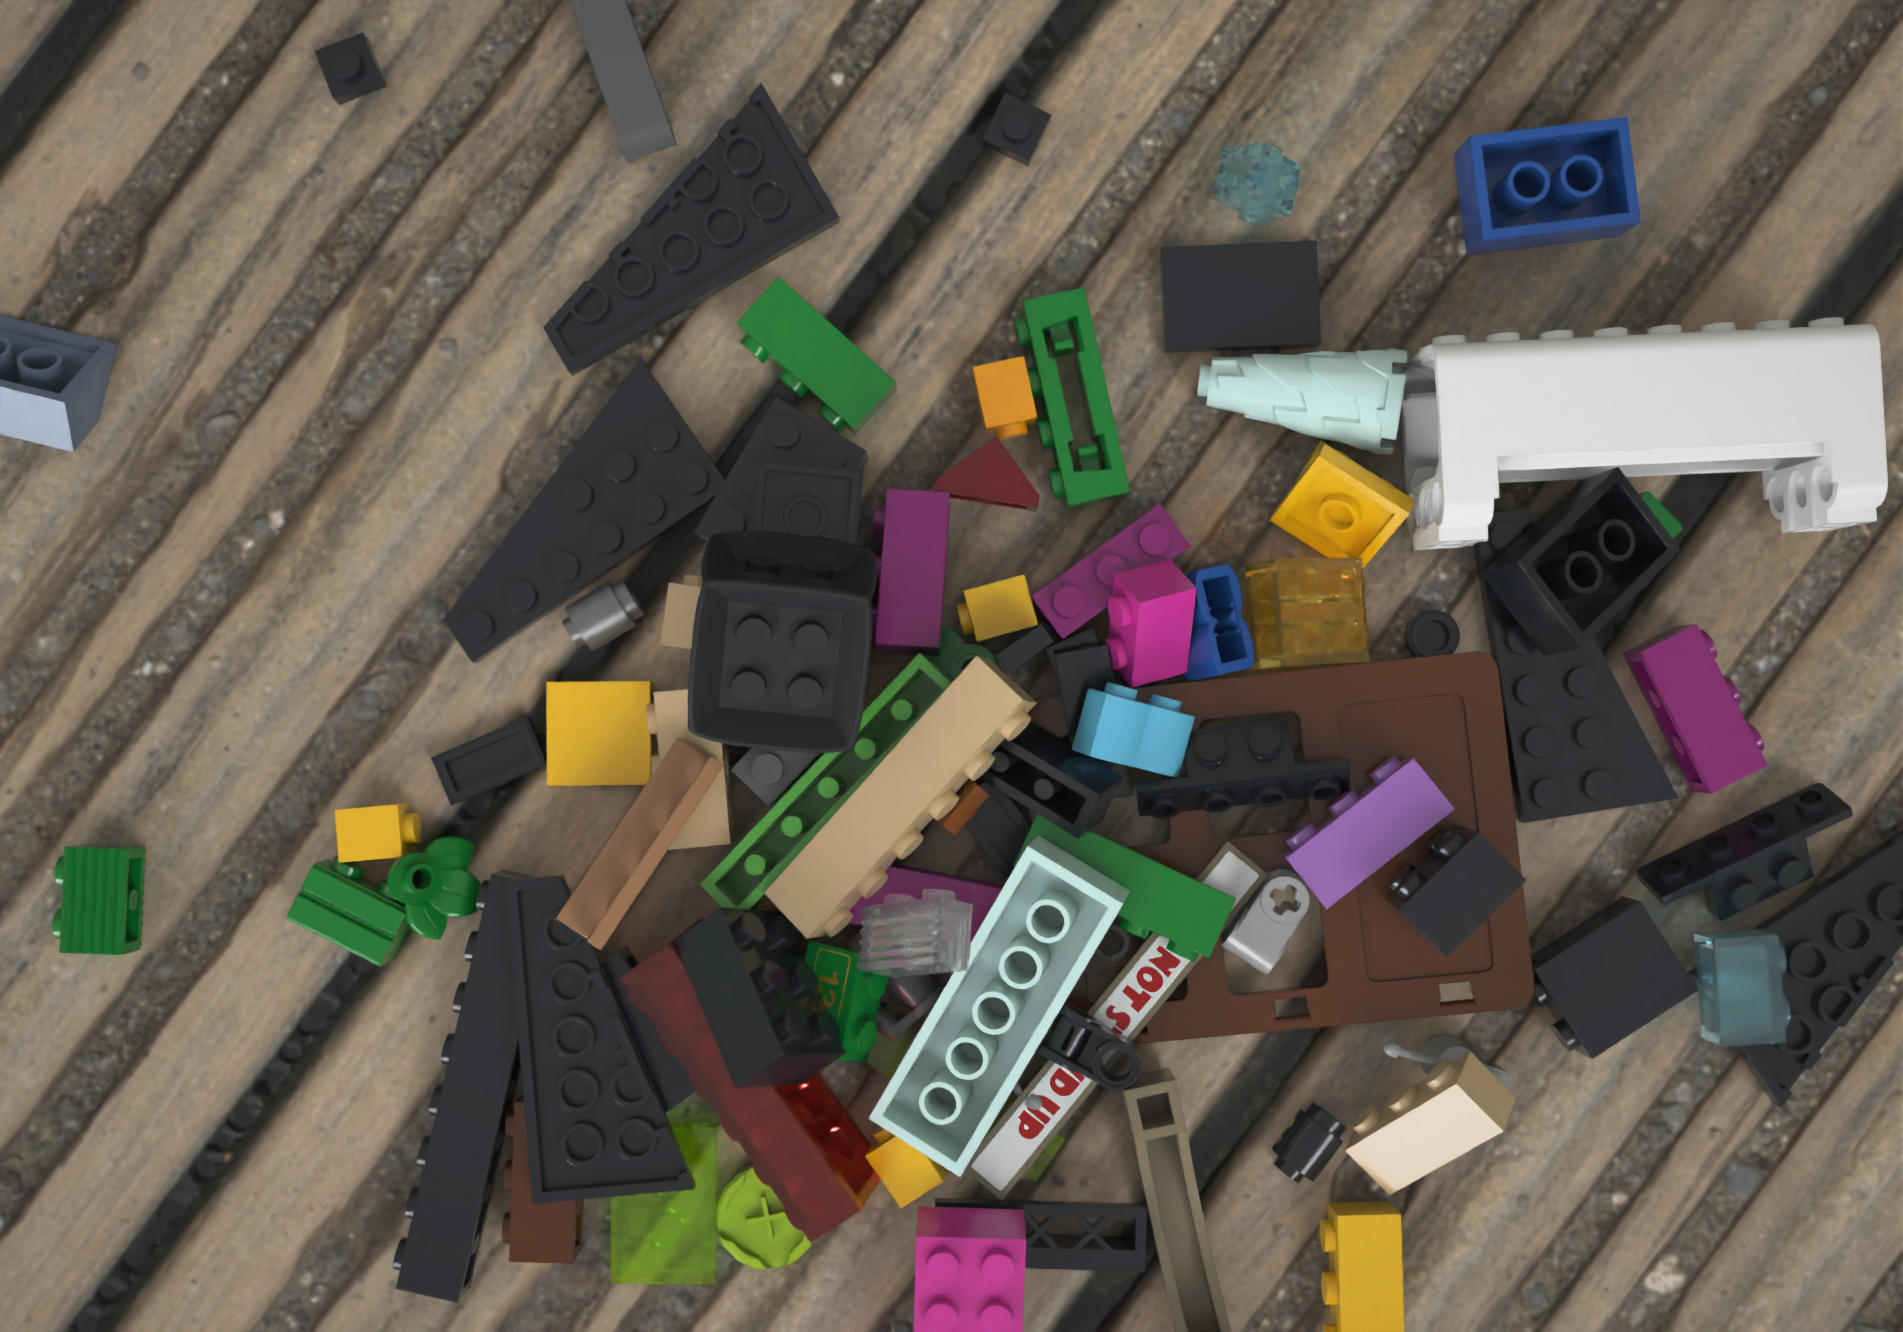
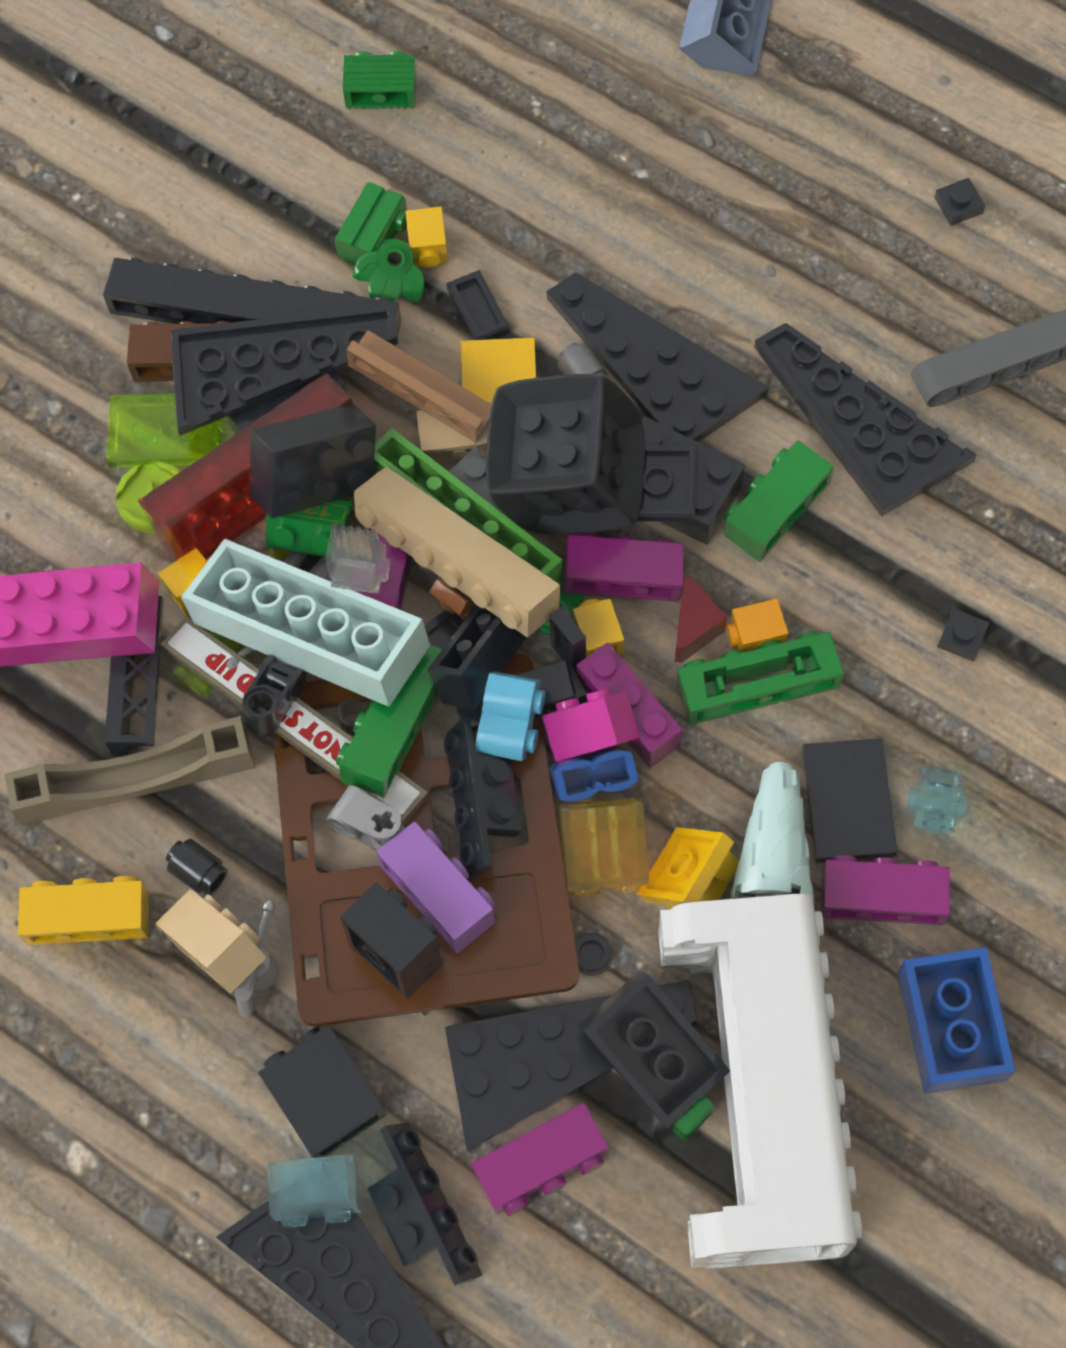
camera: 95 degrees right, 20 degrees down
(1369, 259) = (885, 891): none -> magenta brick

